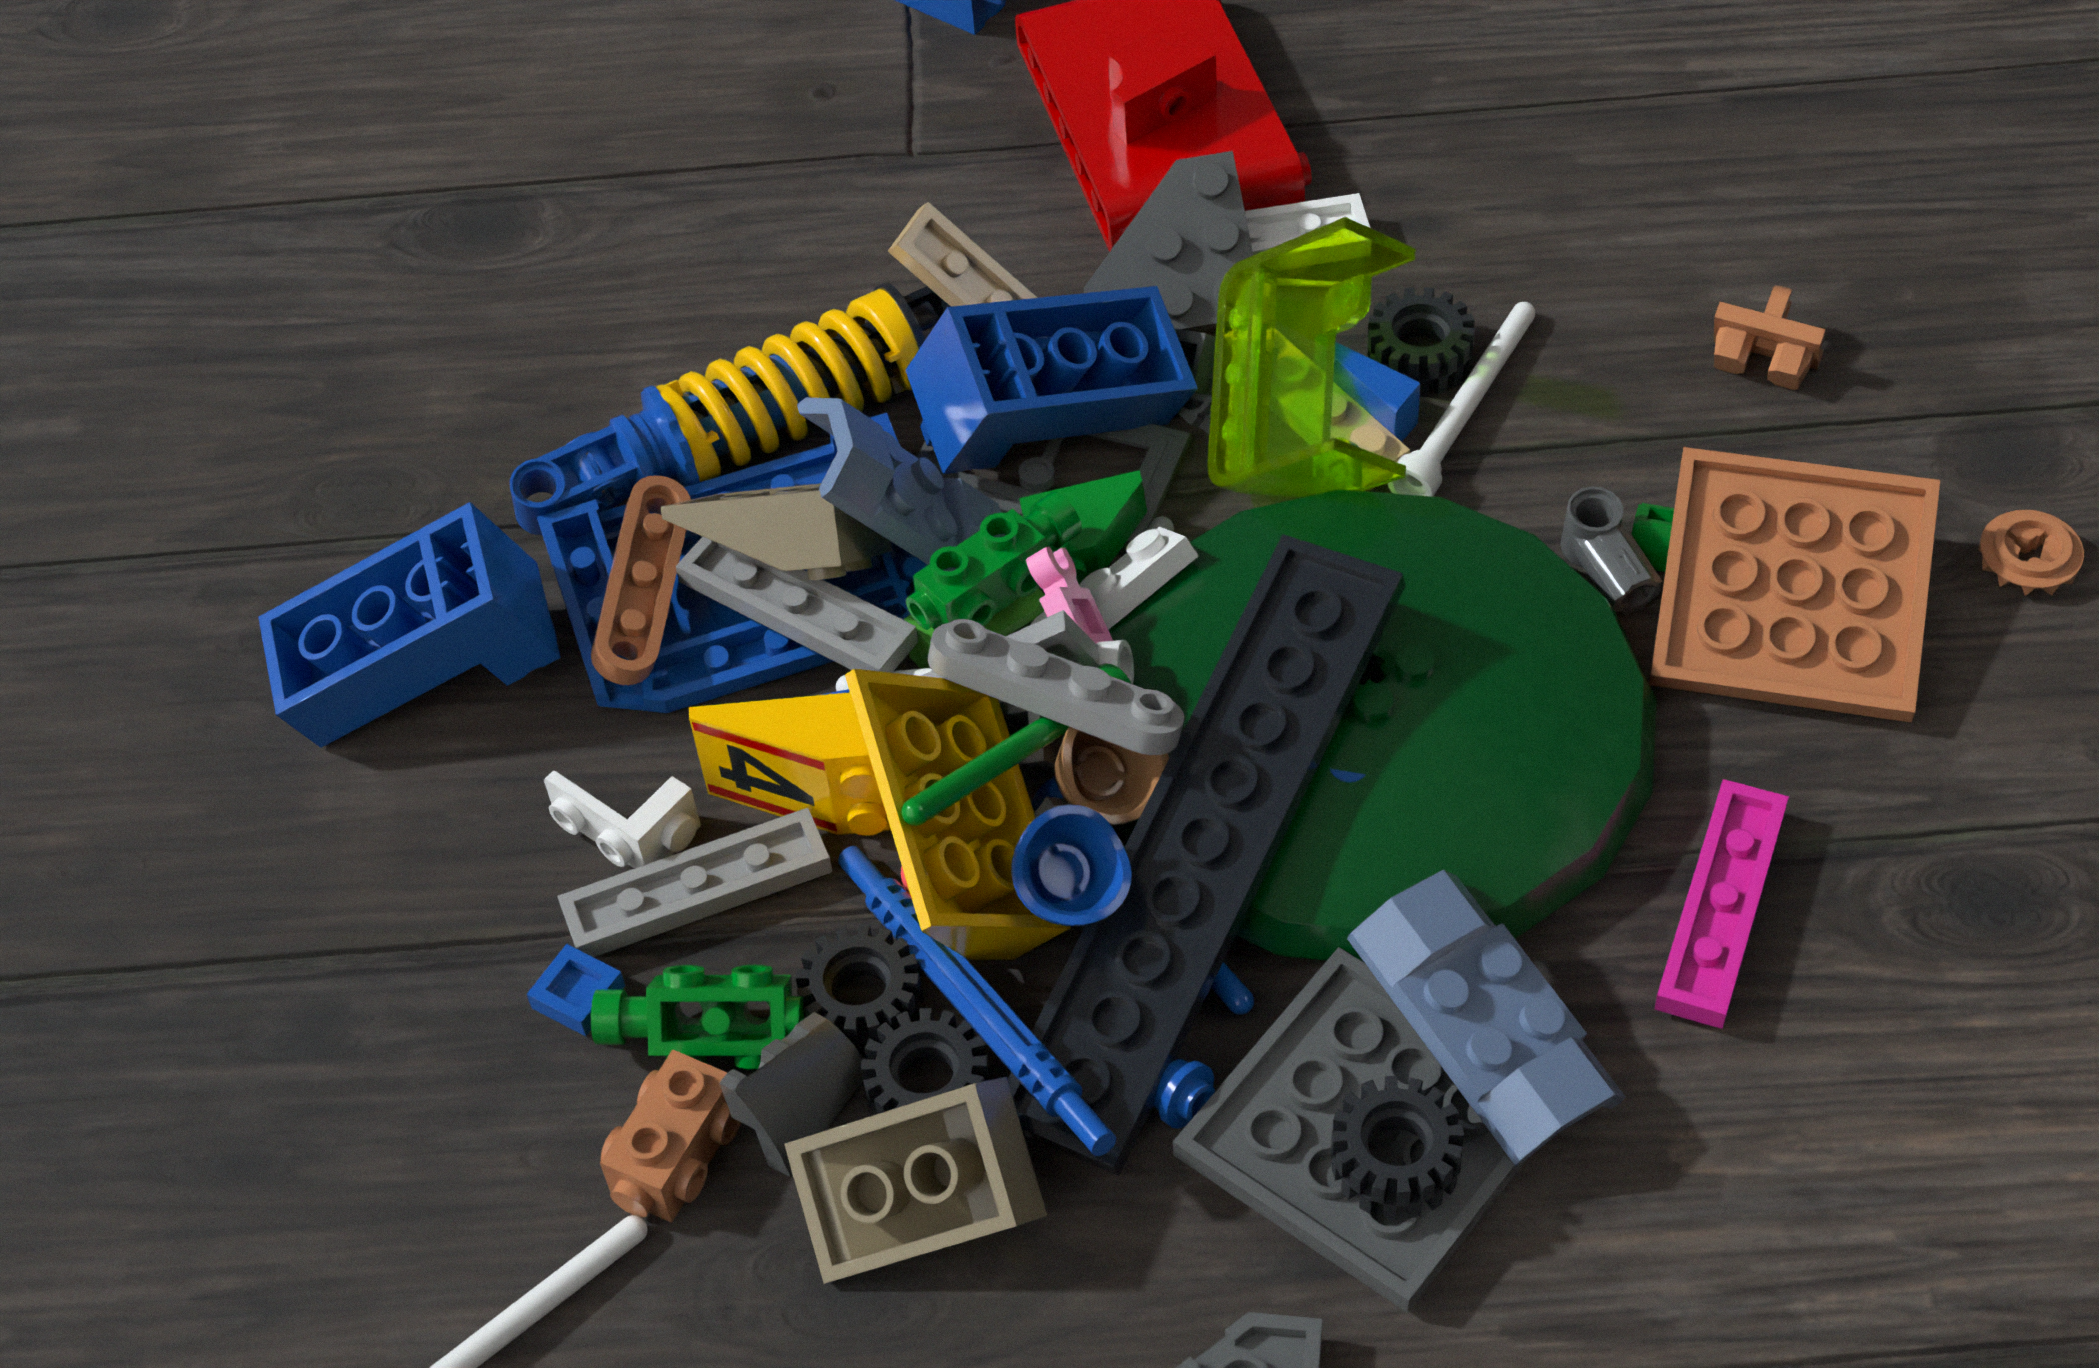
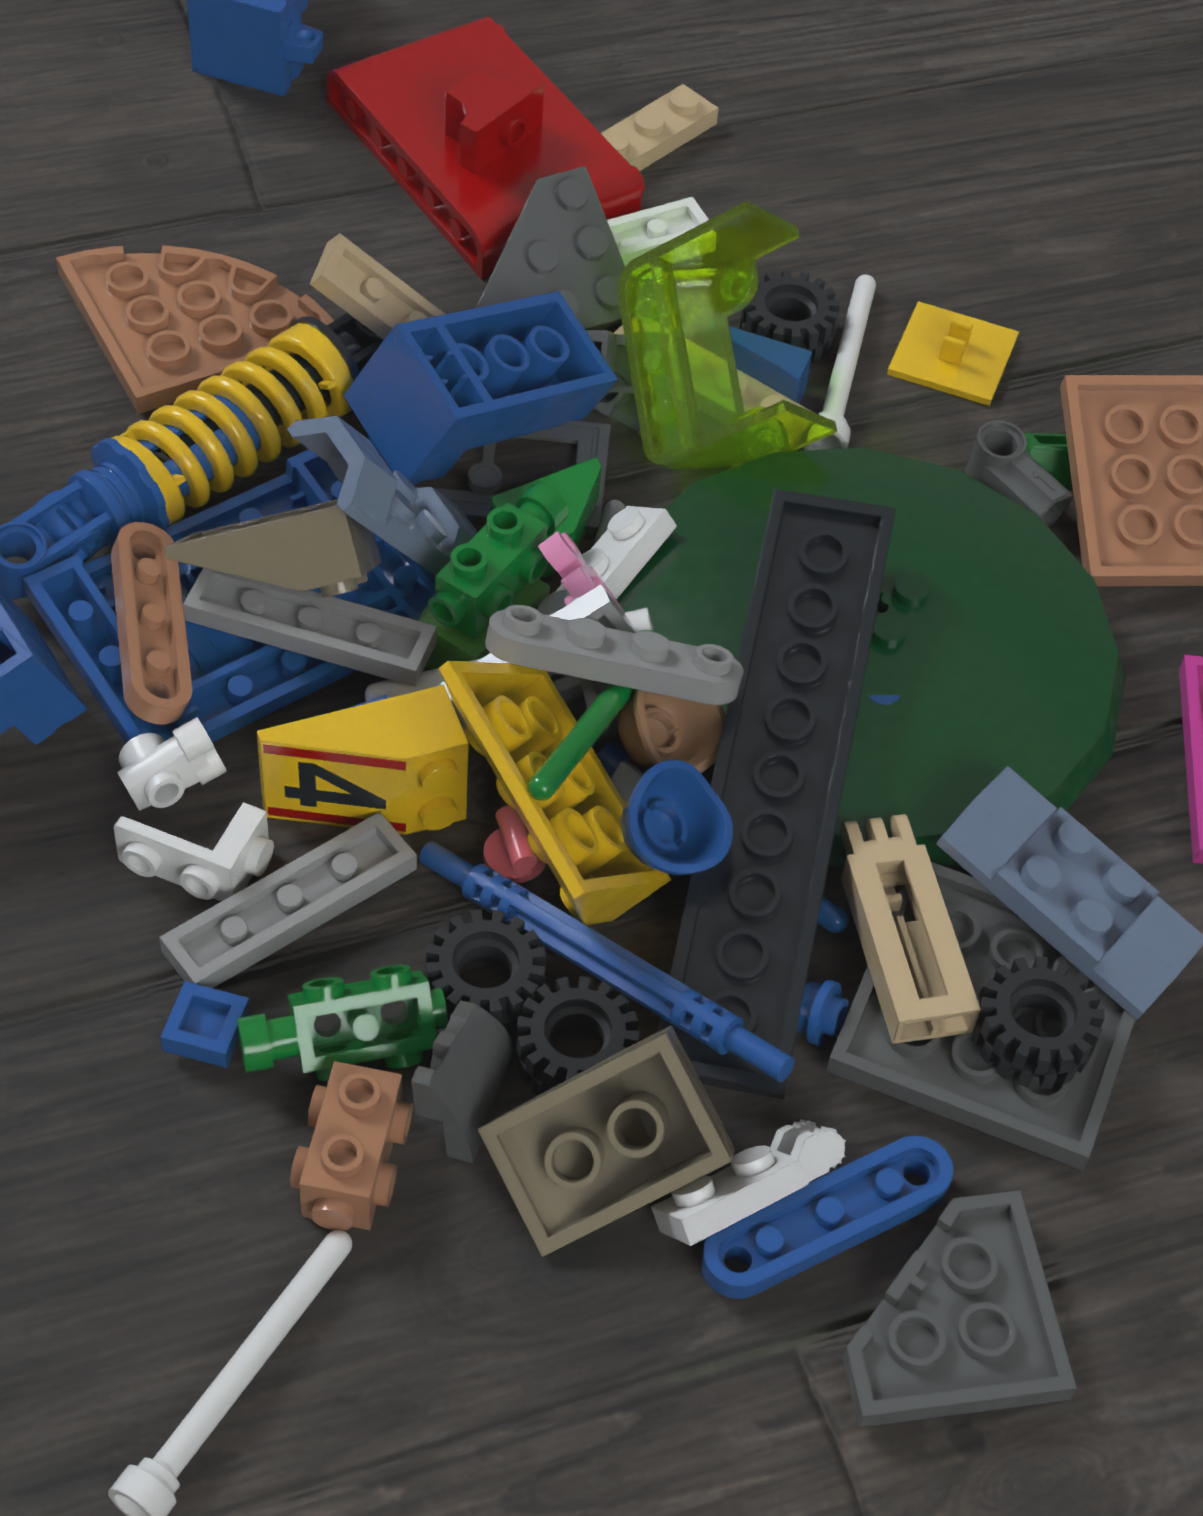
camera: 25 degrees left, 0 degrees up
(619, 725) = (161, 770): none -> white plate
(783, 259) = (177, 314): none -> nougat plate
(1051, 1251) = (751, 1182): none -> white hinge
(1117, 1303) = (828, 1216): none -> blue plate
(1290, 1055) = (911, 963): none -> tan hinge
(1354, 112) = (662, 126): none -> tan plate
(1598, 402) = (953, 353): none -> yellow piece
(1791, 344) = (1081, 277): nougat hips -> none

